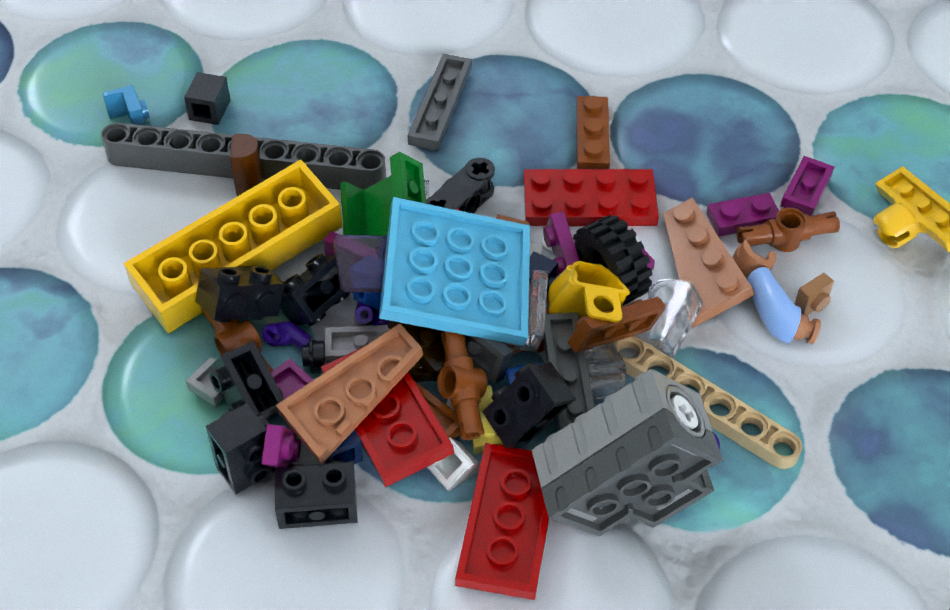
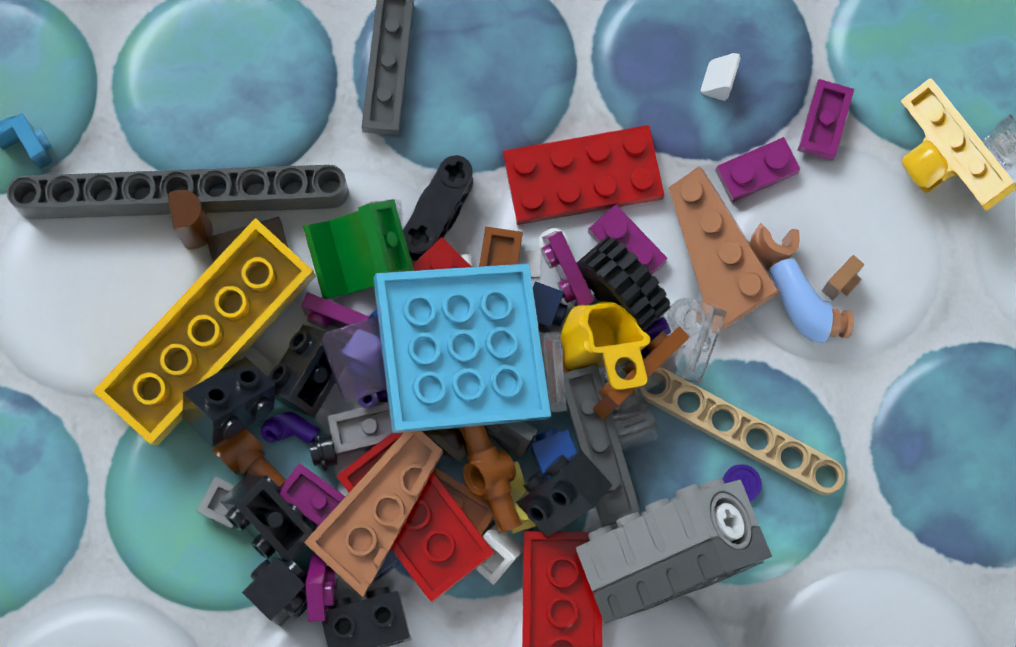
camera: 10 degrees left, 25 degrees up
(207, 98) = (113, 107): black brick -> none
(592, 132) = (573, 77): dark orange plate -> none
(720, 147) = (720, 76): none -> white slope
(788, 229) = (823, 180): dark orange pin -> none

